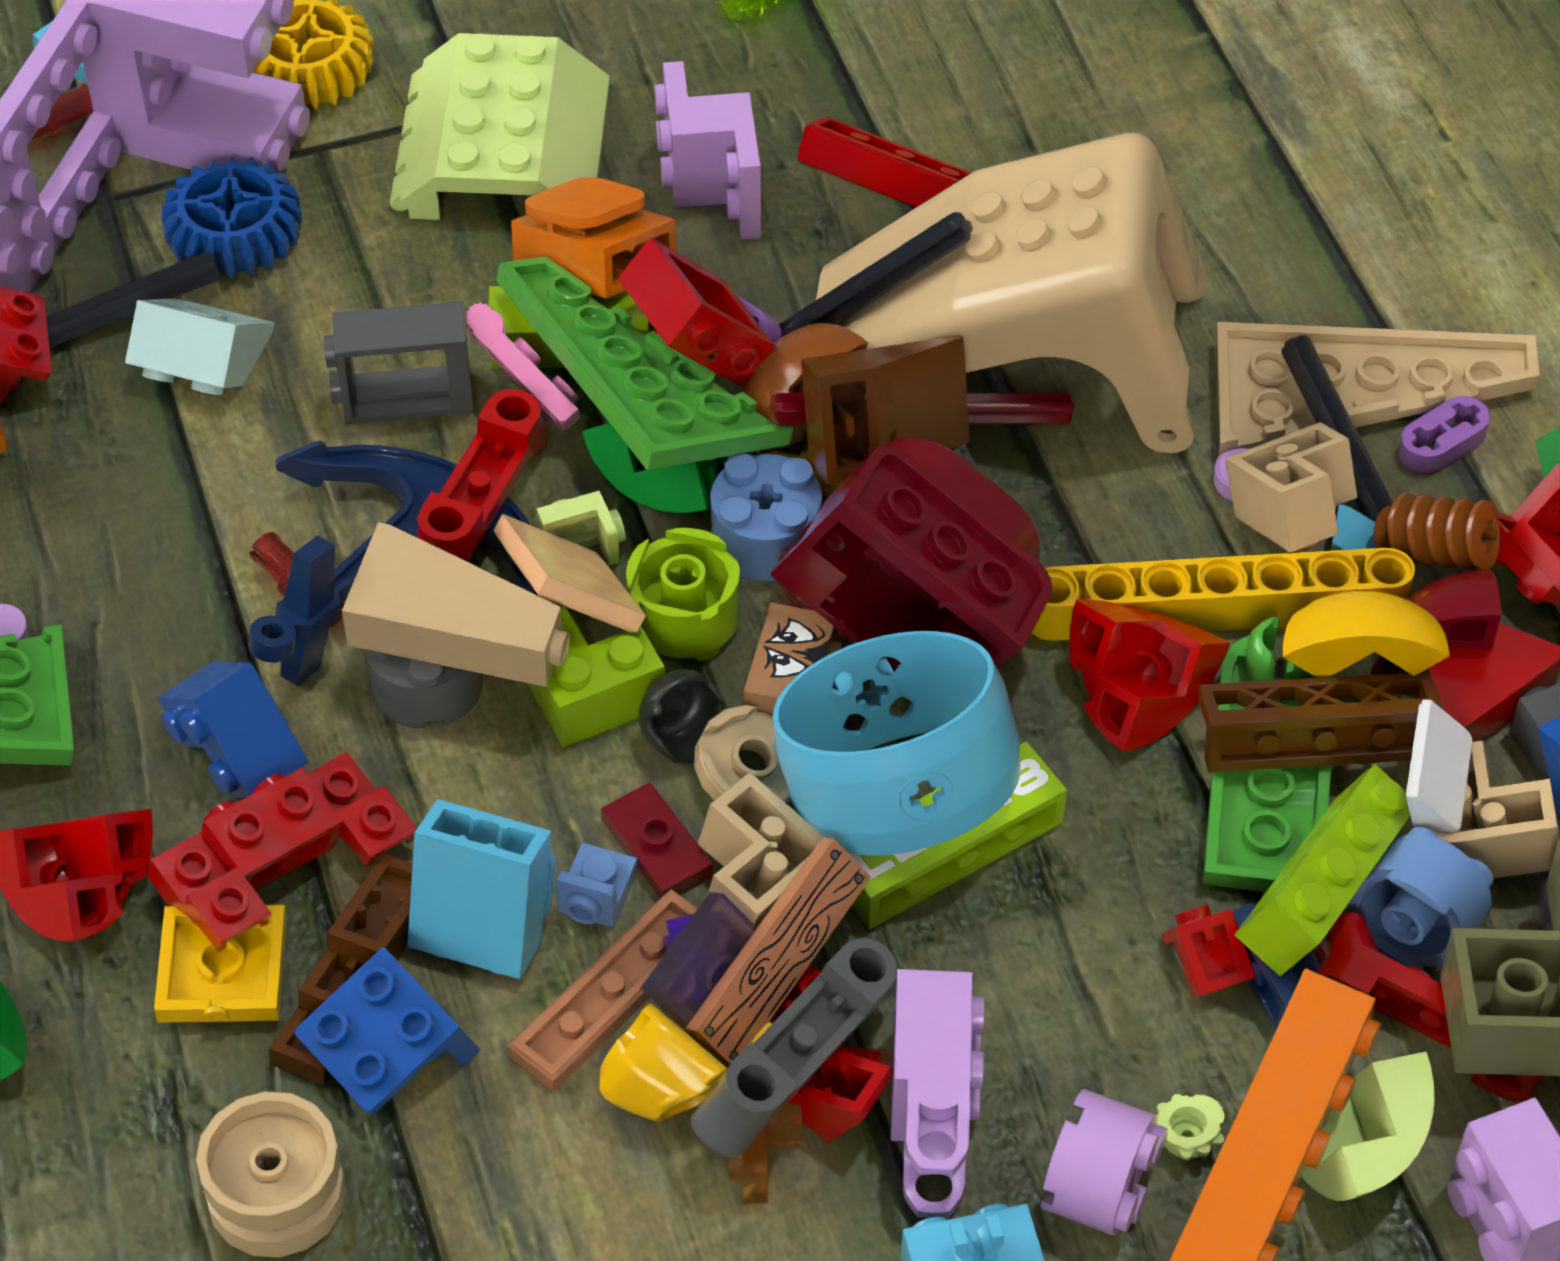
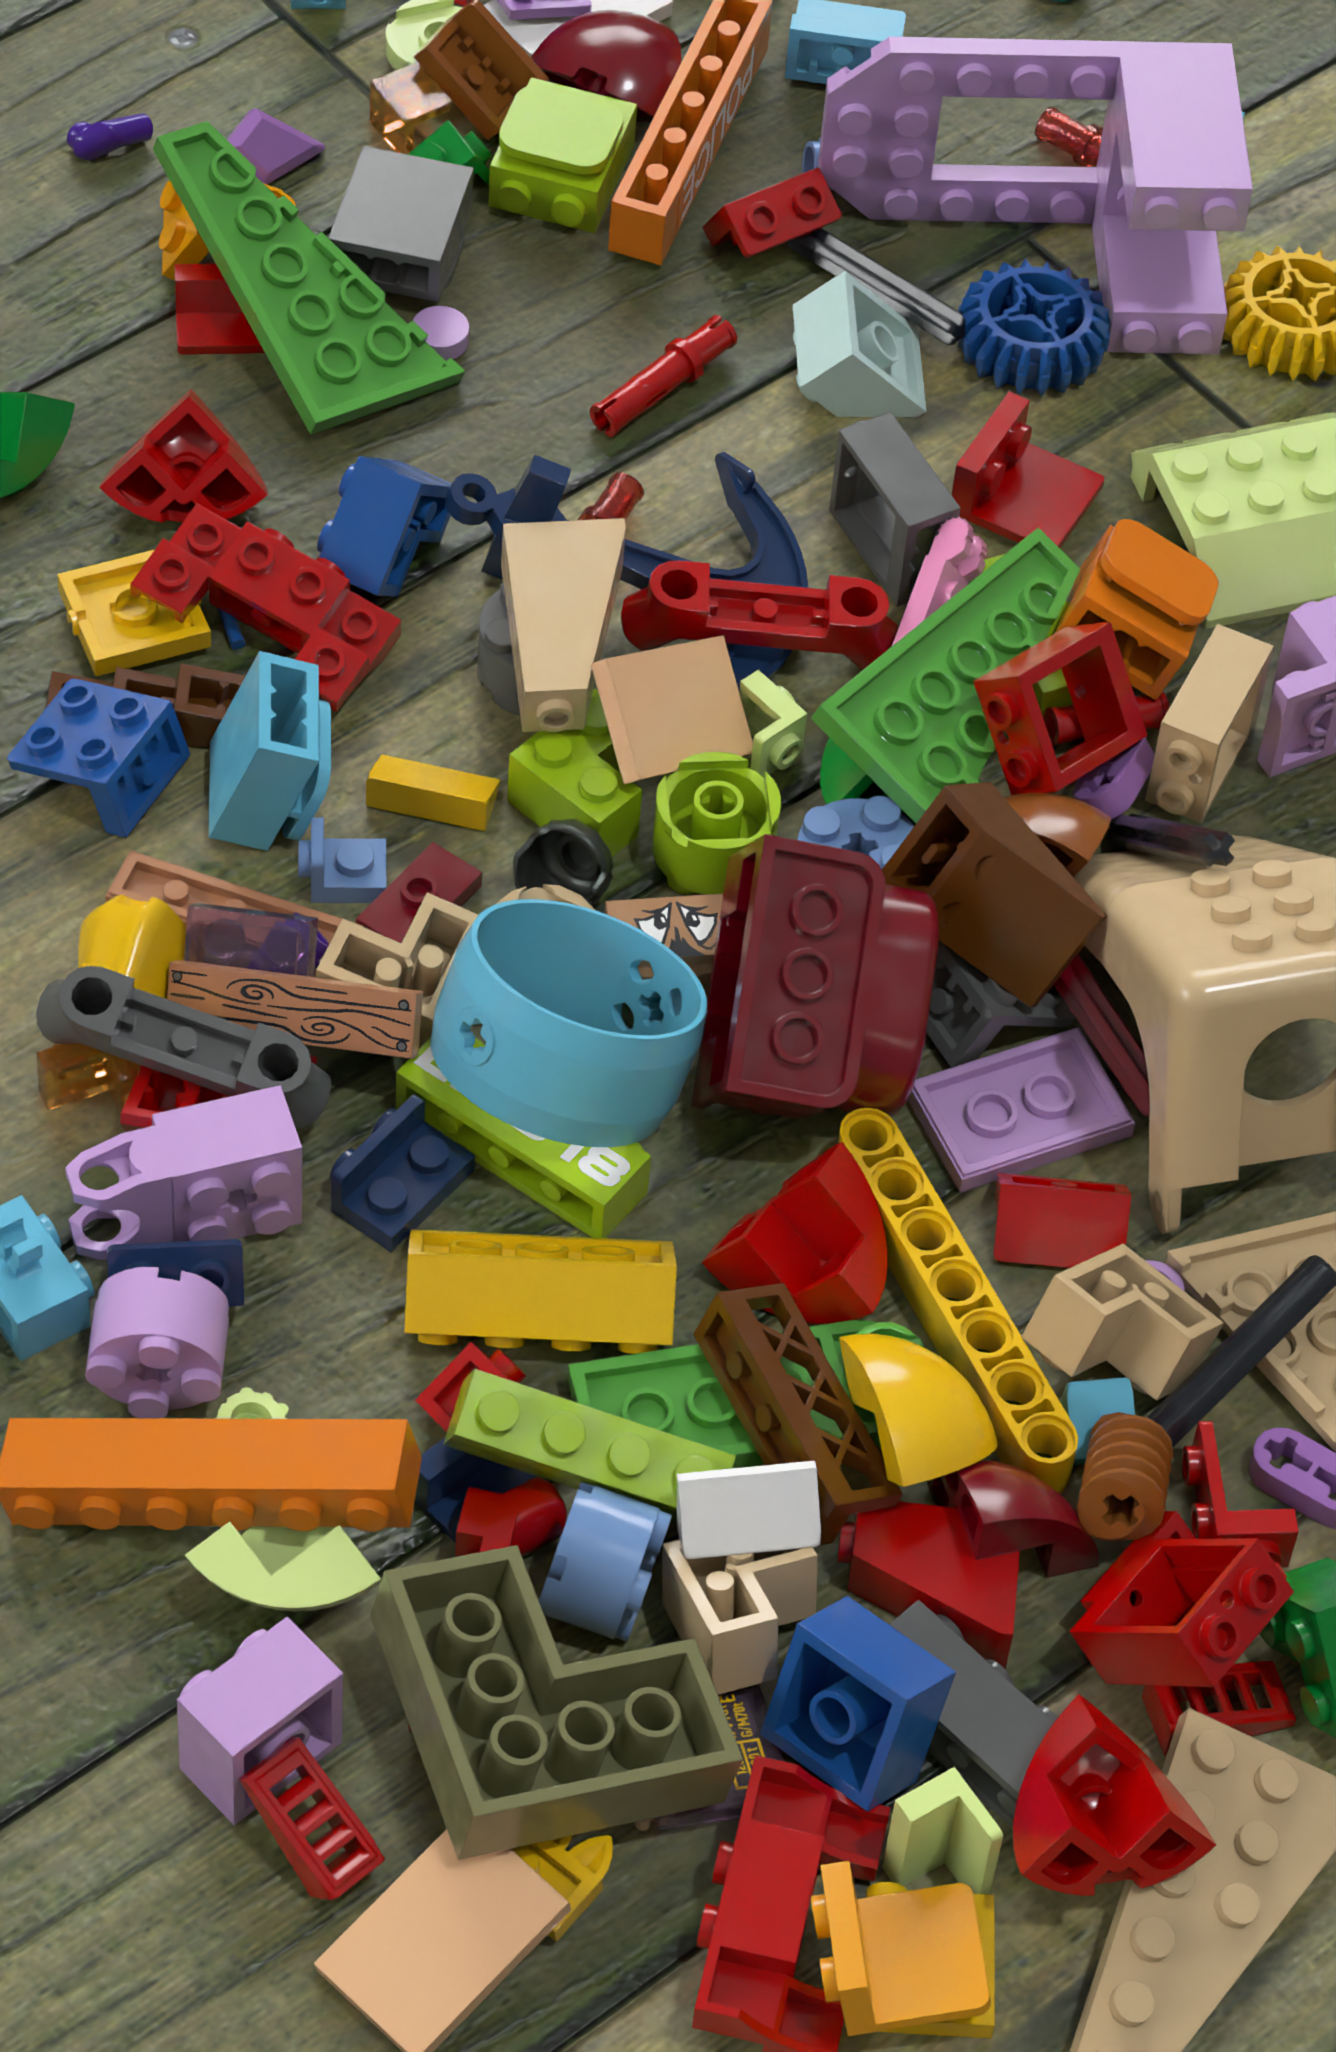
camera: 65 degrees right, 0 degrees up
(138, 467) = (679, 364): none -> red pin
(275, 896) = (232, 630): none -> blue piece
(398, 274) = (1018, 486): none -> red bracket
(543, 784) = (431, 792): none -> yellow slope
(713, 204) = (1209, 723): none -> tan window
(956, 937) = (397, 1175): none -> dark blue bracket
(1020, 1136) = (212, 1259): none -> dark blue bracket
(1050, 481) = (1020, 1109): none -> lavender tile
(1113, 869) = (540, 1290): none -> yellow slope
(1157, 501) = (1058, 1219): none -> red panel
(1502, 484) = (1209, 1516): none -> red bracket

